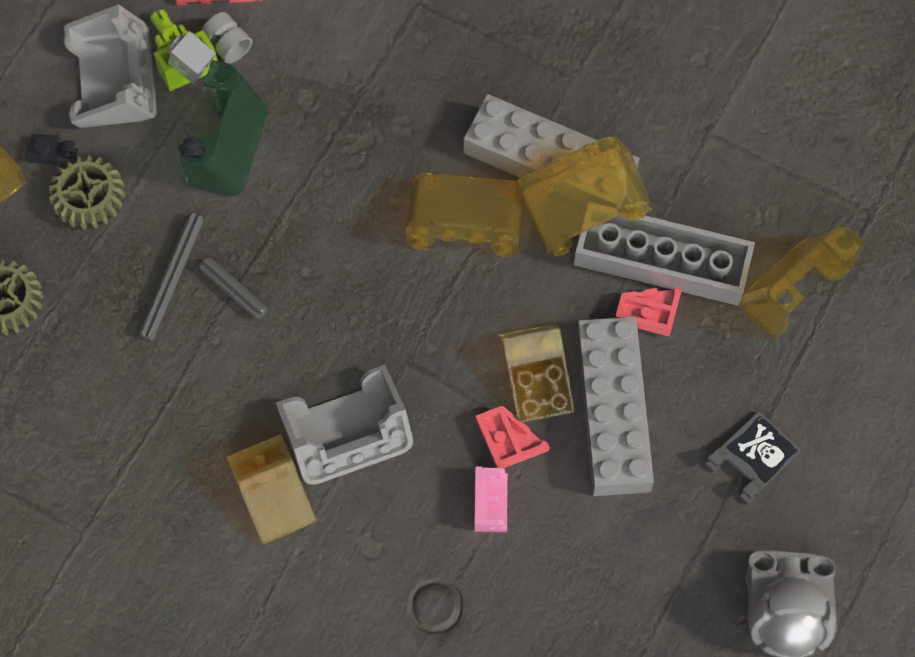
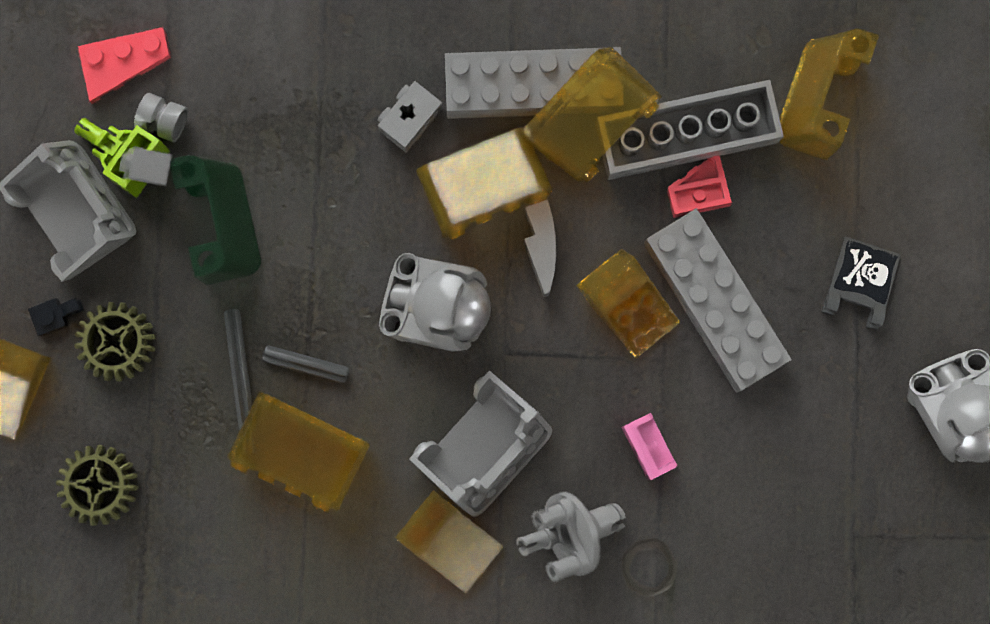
camera: 30 degrees left, 15 degrees up
(183, 345) = (297, 451): none -> clear yellow windscreen
(191, 149) = (203, 264): black plate -> none
(369, 287) = (436, 303): none -> light grey piece
(380, 531) = (571, 534): none -> light grey piece
(445, 134) = (406, 132): none -> light grey brick
(487, 288) = (542, 245): none -> light grey slope
(507, 438) = (635, 379): coral wing -> none

